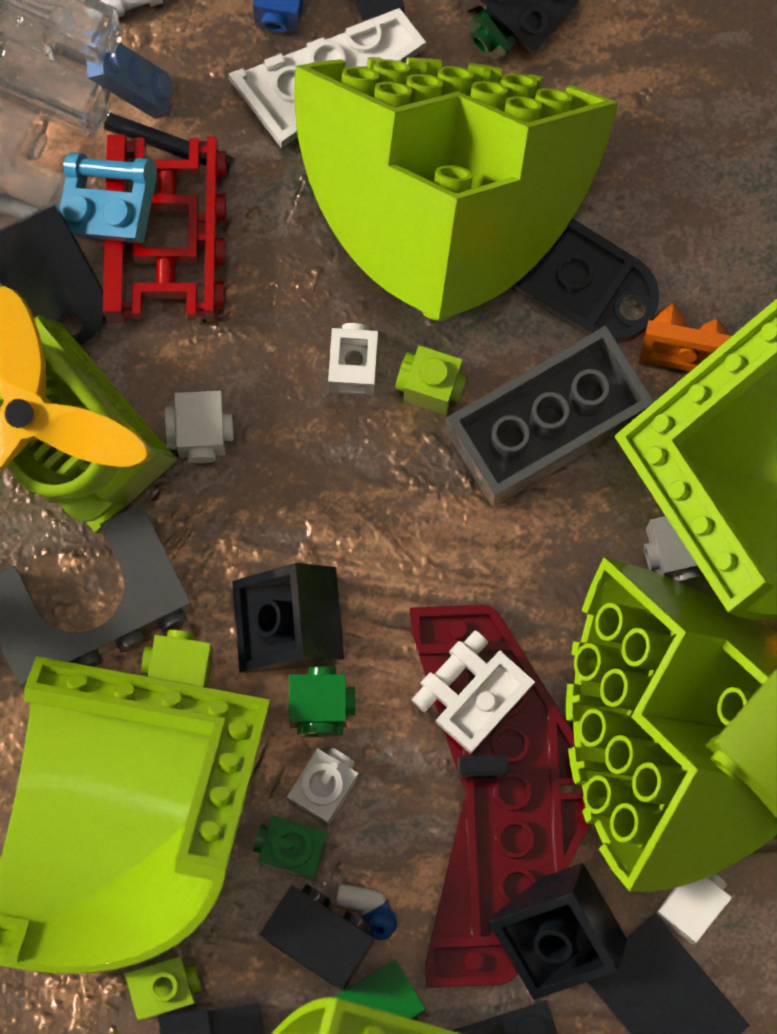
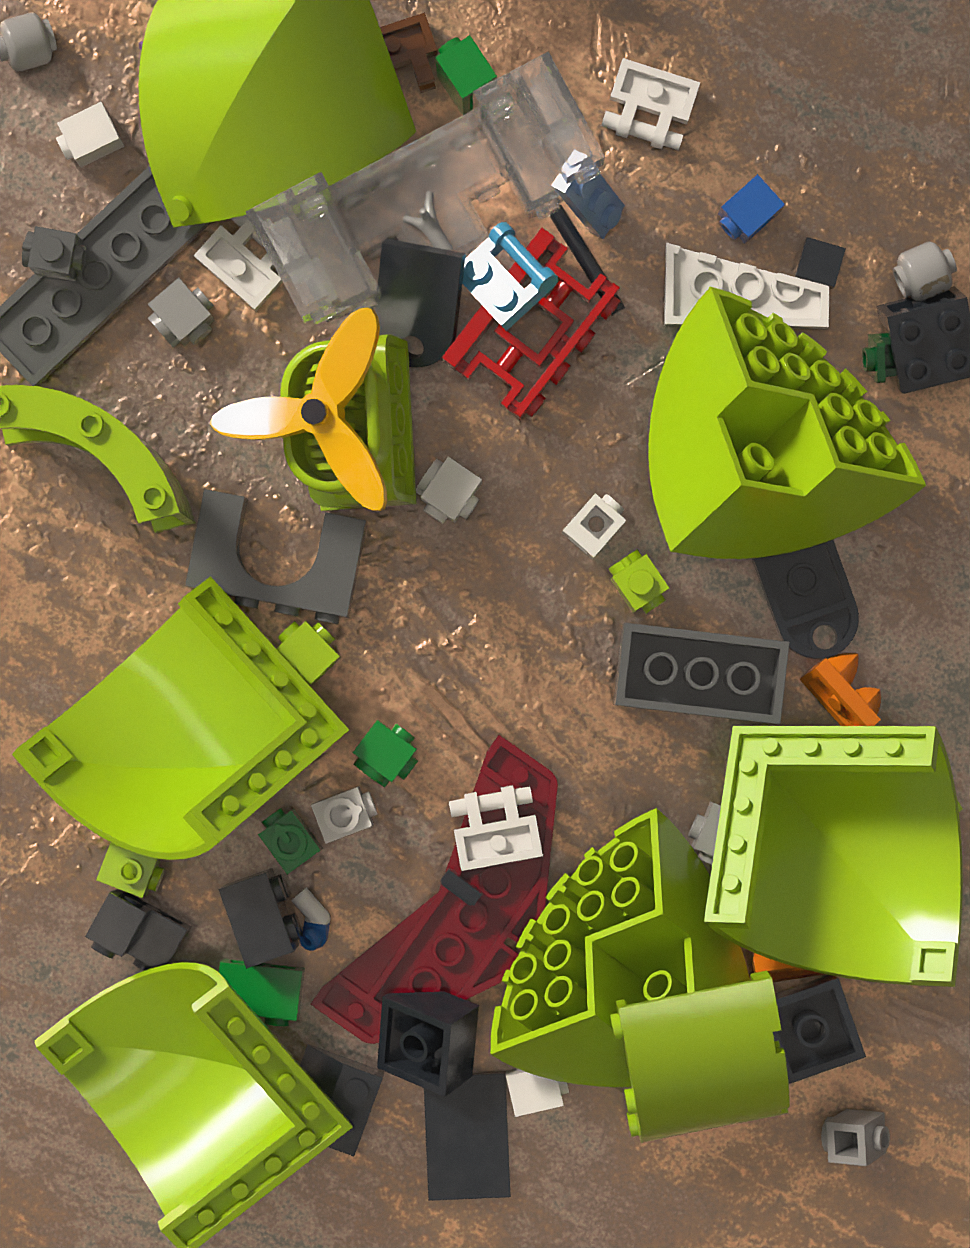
camera: 40 degrees right, 10 degrees up
(288, 618) = (408, 677): black slope -> none

